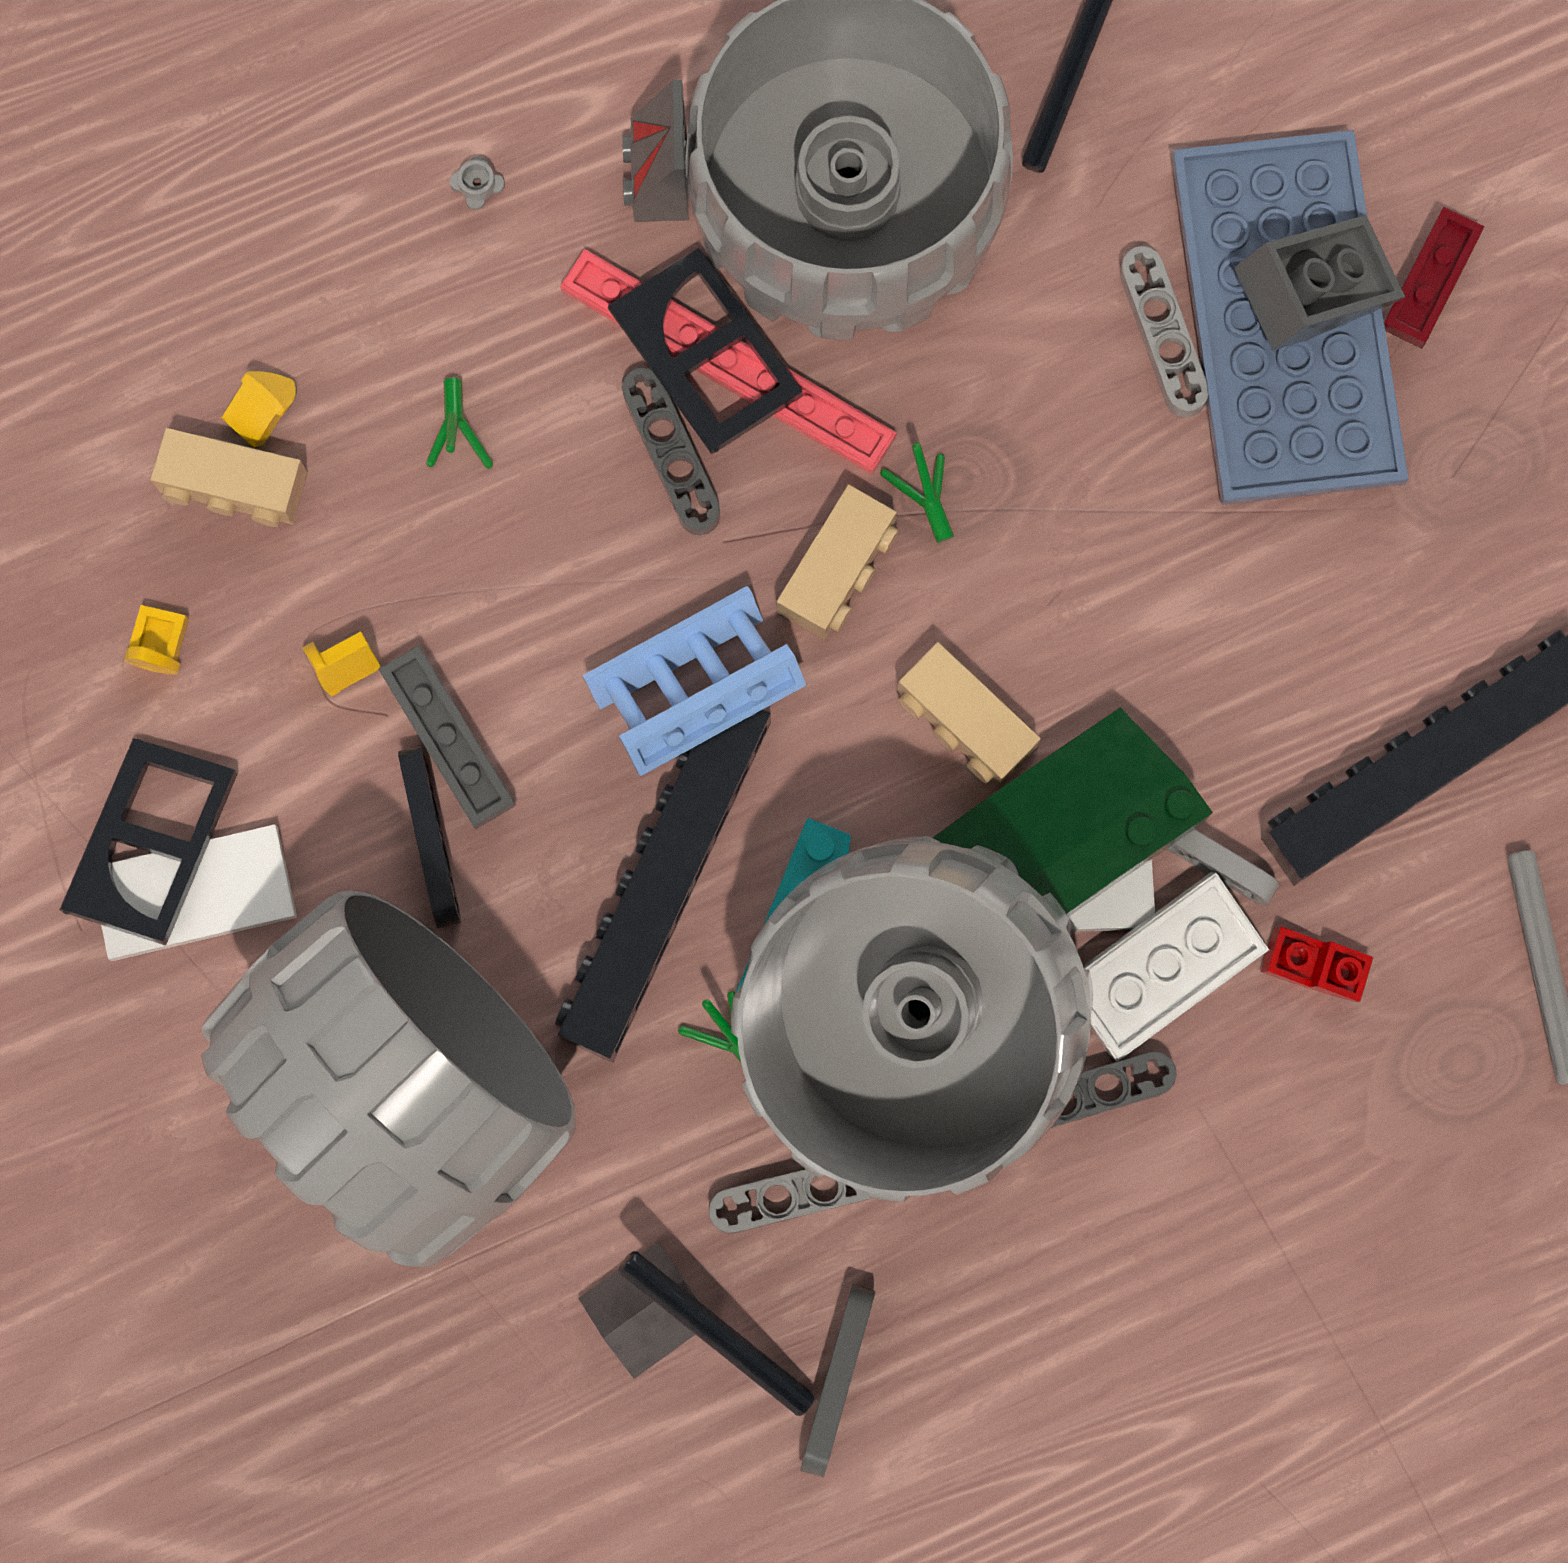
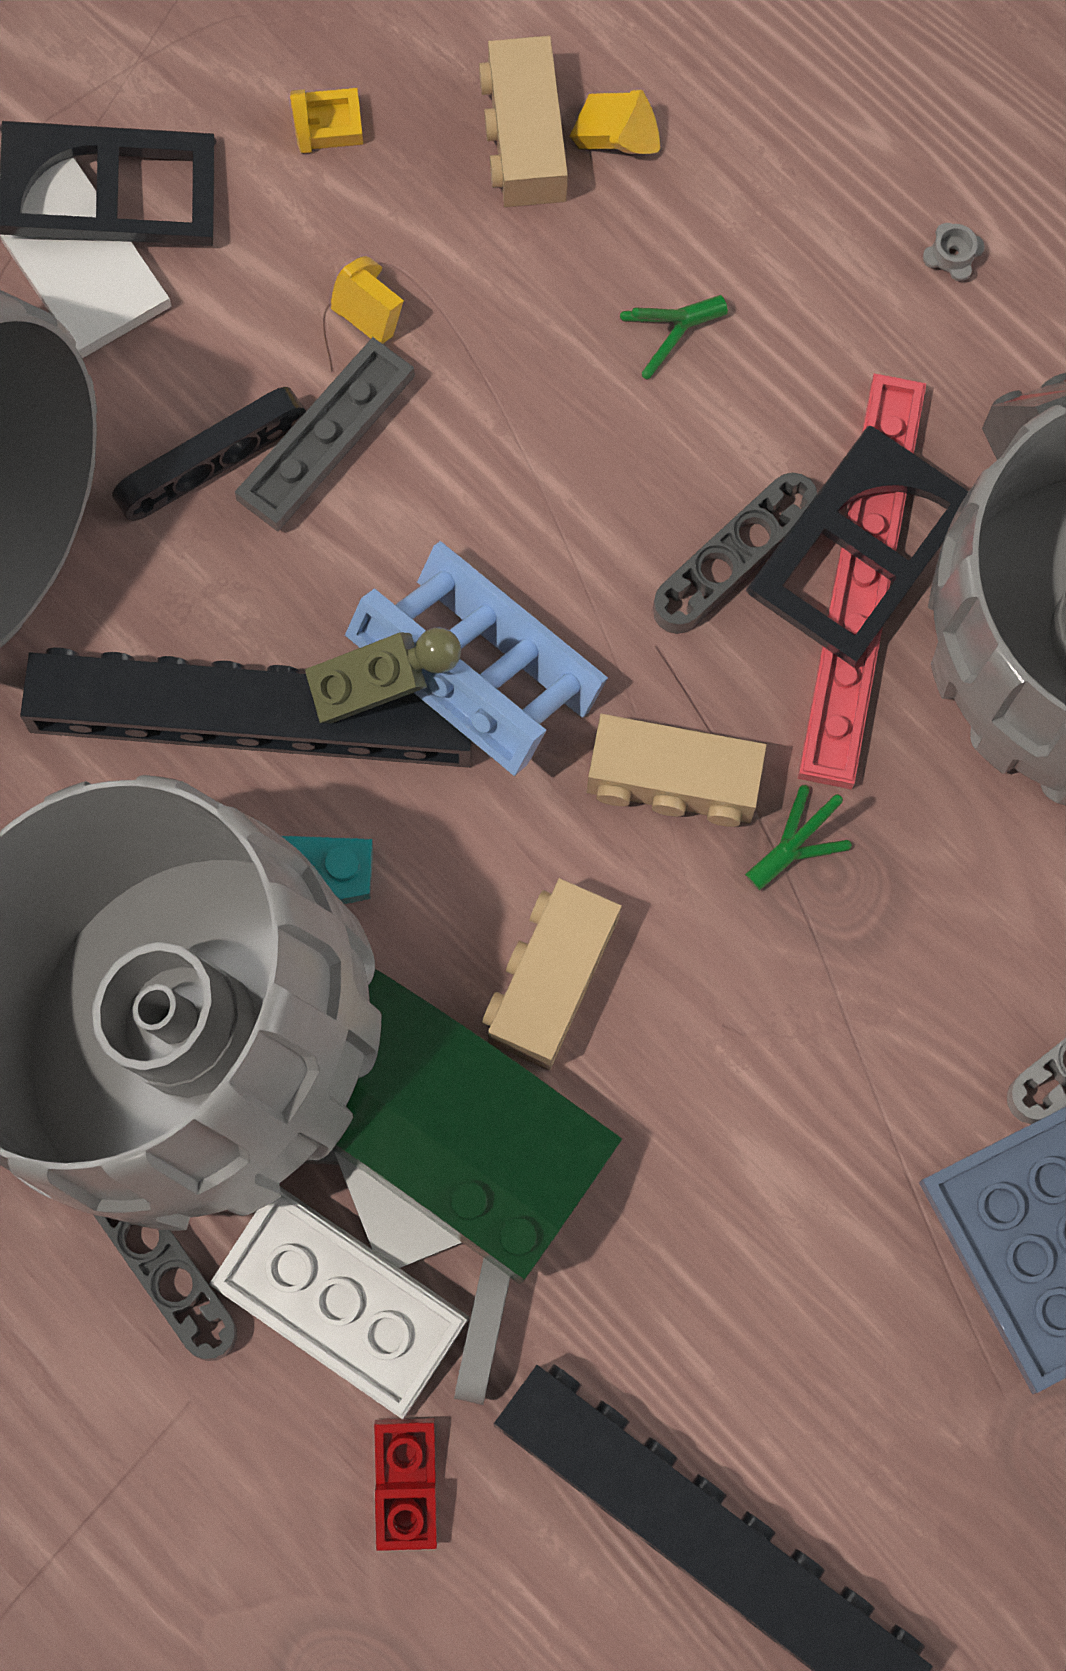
camera: 65 degrees right, 5 degrees down
(691, 756) = (380, 672): none -> olive plate

